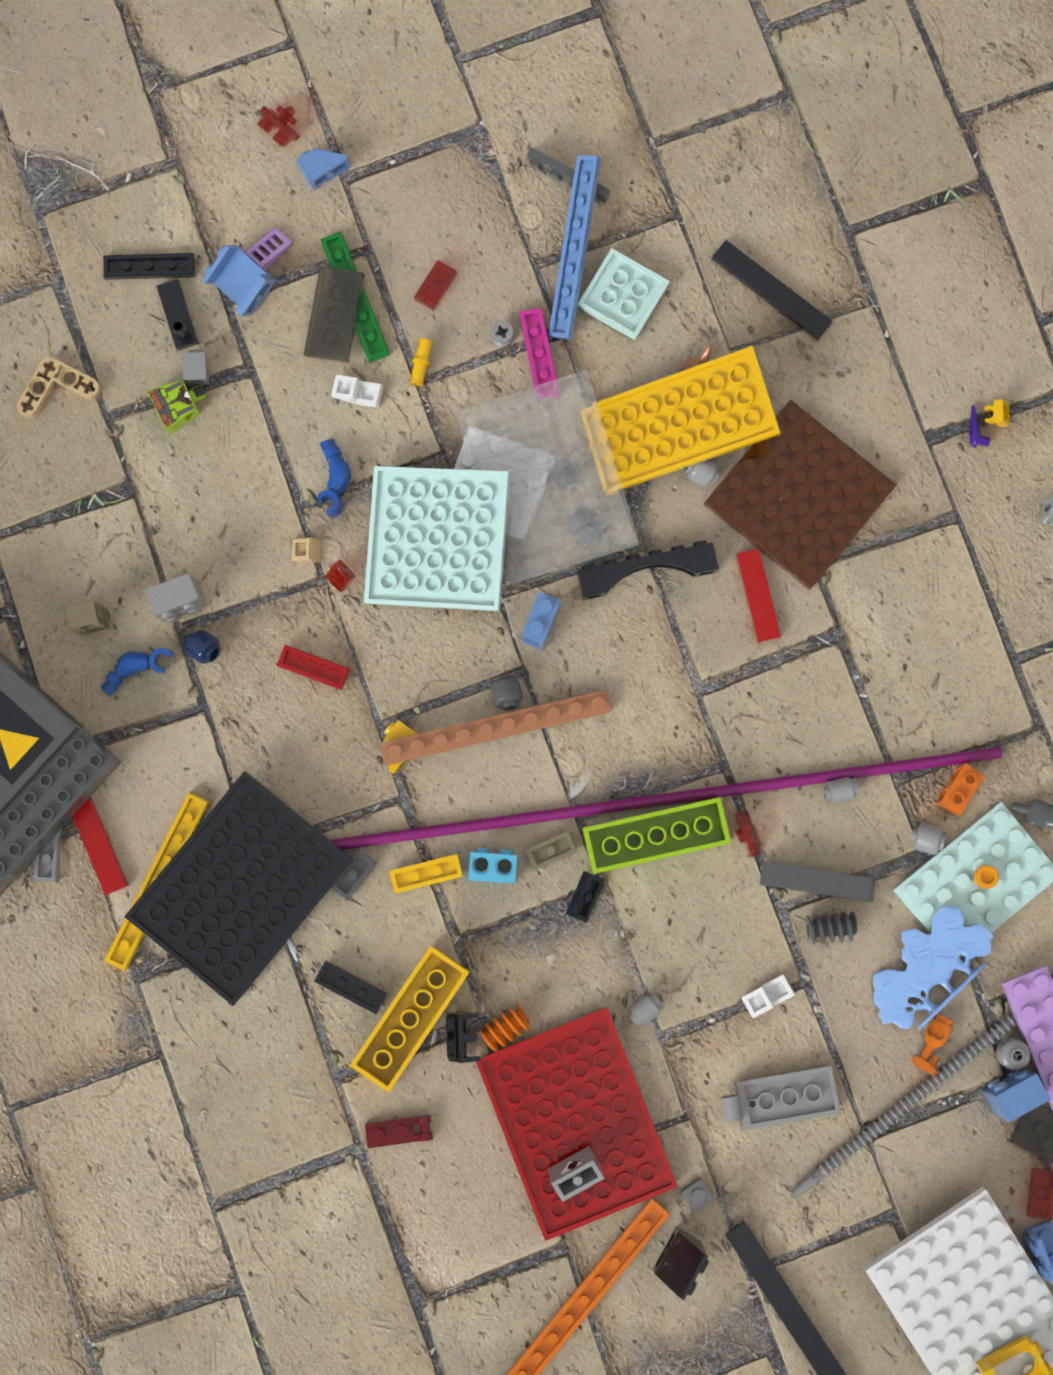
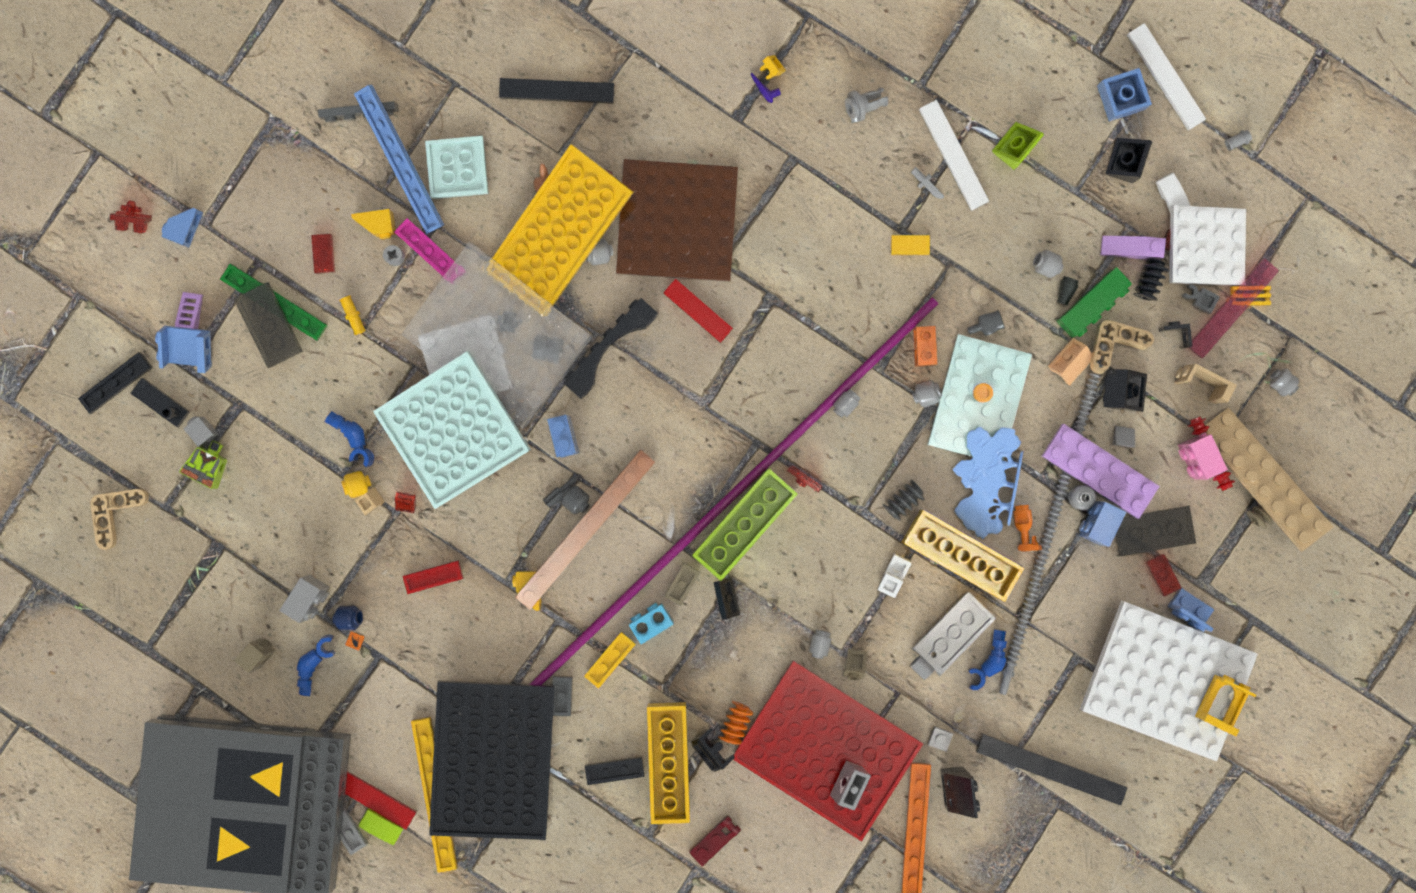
camera: 40 degrees left, 5 degrees up
(82, 874) = (380, 827): none -> lime slope
(192, 674) = (355, 640): none -> orange sticker
(305, 524) = (355, 484): none -> yellow head
(356, 391) = (323, 367): white slope -> none
(490, 674) = (556, 494): none -> dark grey axle
(509, 291) = (378, 222): none -> yellow slope
(666, 1056) = (855, 664): none -> dark tan bracket
(809, 1156) = (995, 661): none -> blue piece
(817, 881) = (873, 476): dark grey beam -> none
(852, 1024) = (962, 555): none -> yellow brick
(1013, 680) = (910, 244): none -> yellow tile

